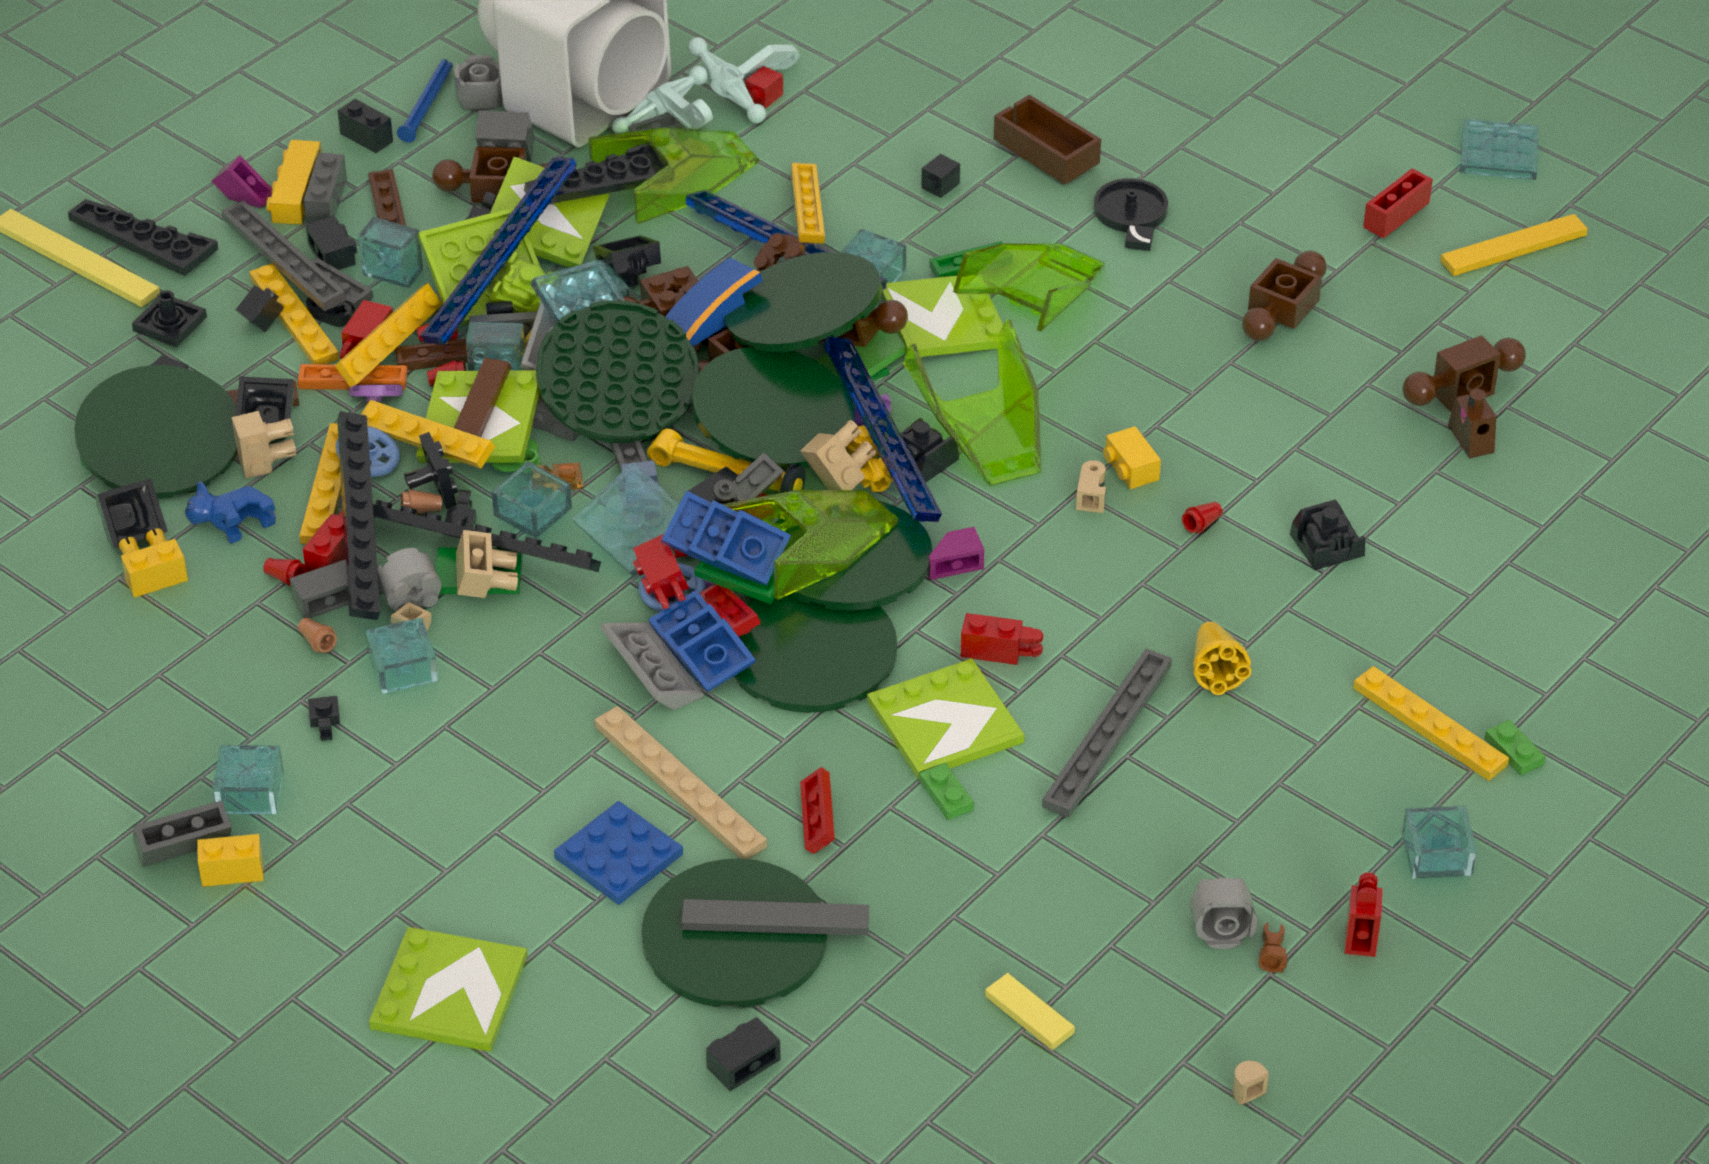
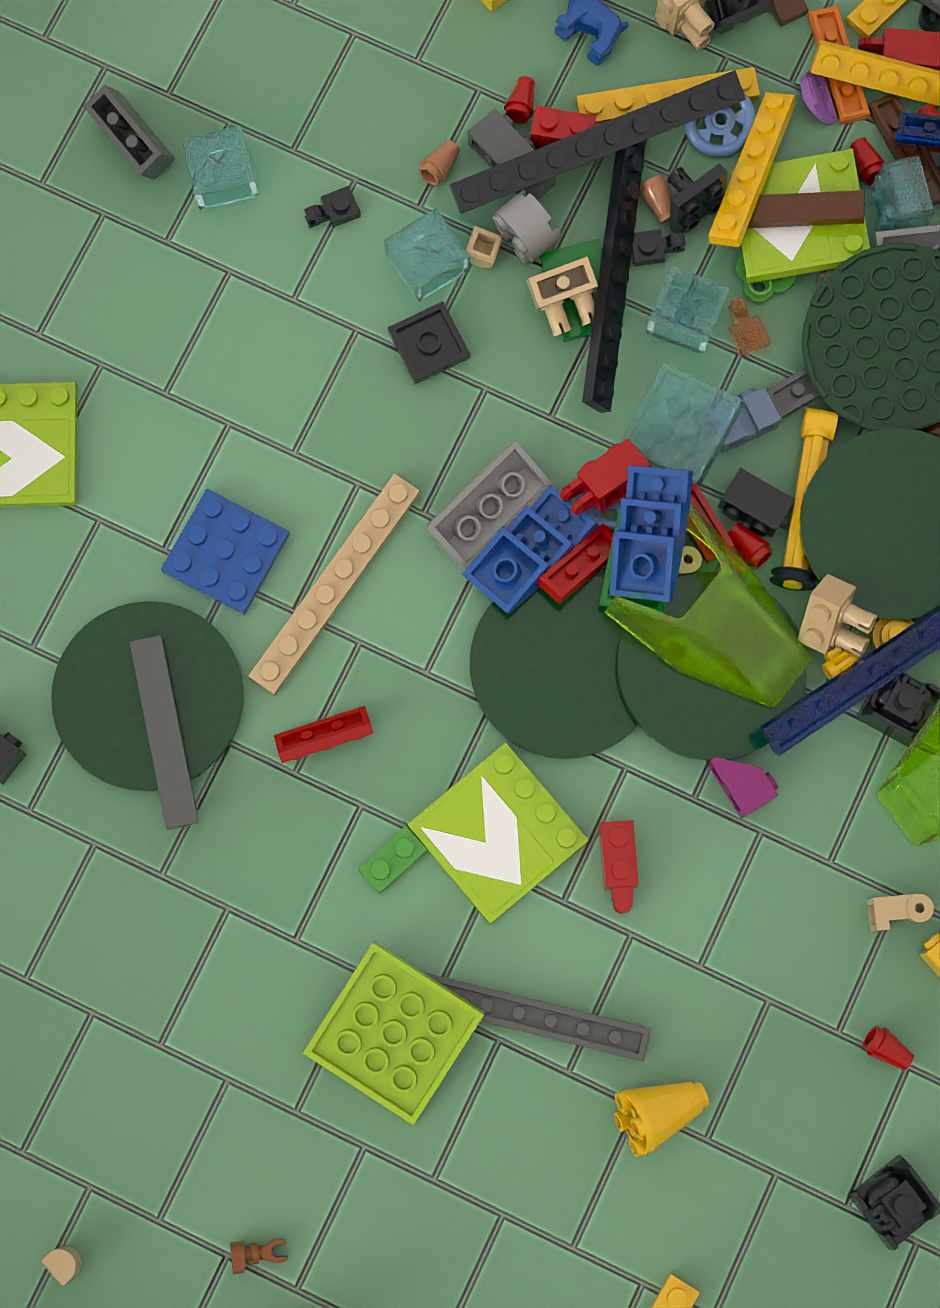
camera: 75 degrees right, 35 degrees up
(230, 860) = (112, 189): yellow brick -> none
(482, 673) = (429, 342): none -> black plate
(750, 482) = (766, 533): dark grey hinge -> none
(1030, 1011) = (113, 1017): light yellow tile -> none
(1101, 809) = (393, 1033): none -> lime plate
(1223, 912) = (273, 1194): light grey brick -> none

